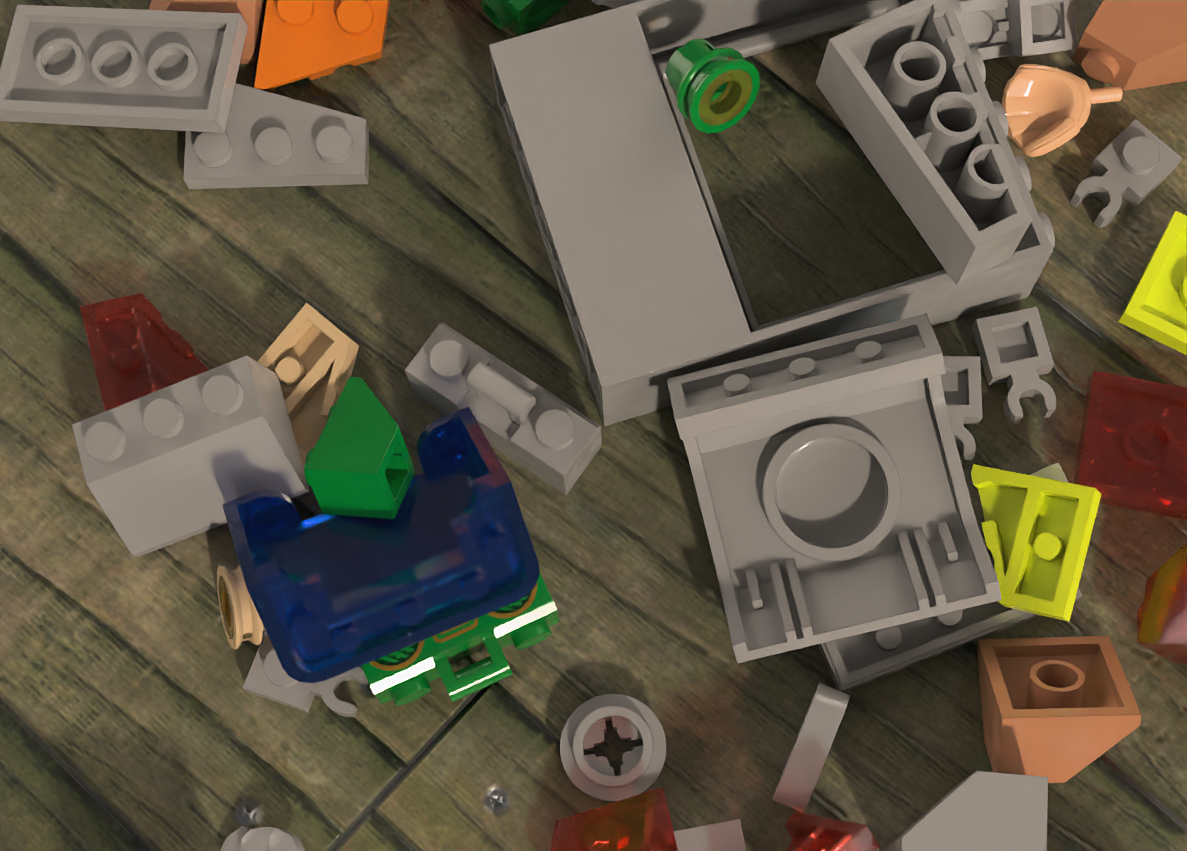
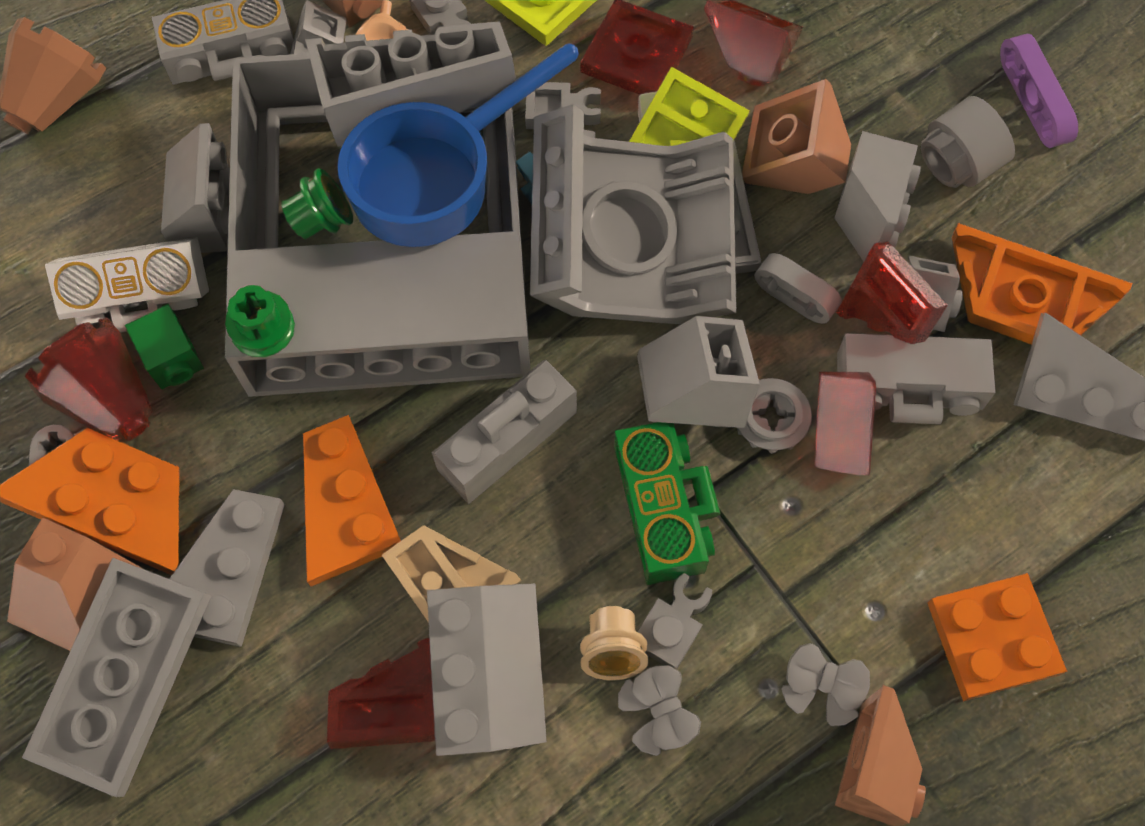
camera: 80 degrees left, 5 degrees down
(174, 696) = (658, 690): none -> light grey piece
(359, 458) = (523, 529): green slope -> none
(368, 586) = (609, 516): clear blue windscreen -> none
(381, 246) = (343, 504): none -> orange wing
(533, 83) = (273, 321): none -> green piece
(628, 627) = (700, 374): none -> light grey slope
(791, 182) = (422, 167): none -> blue piece

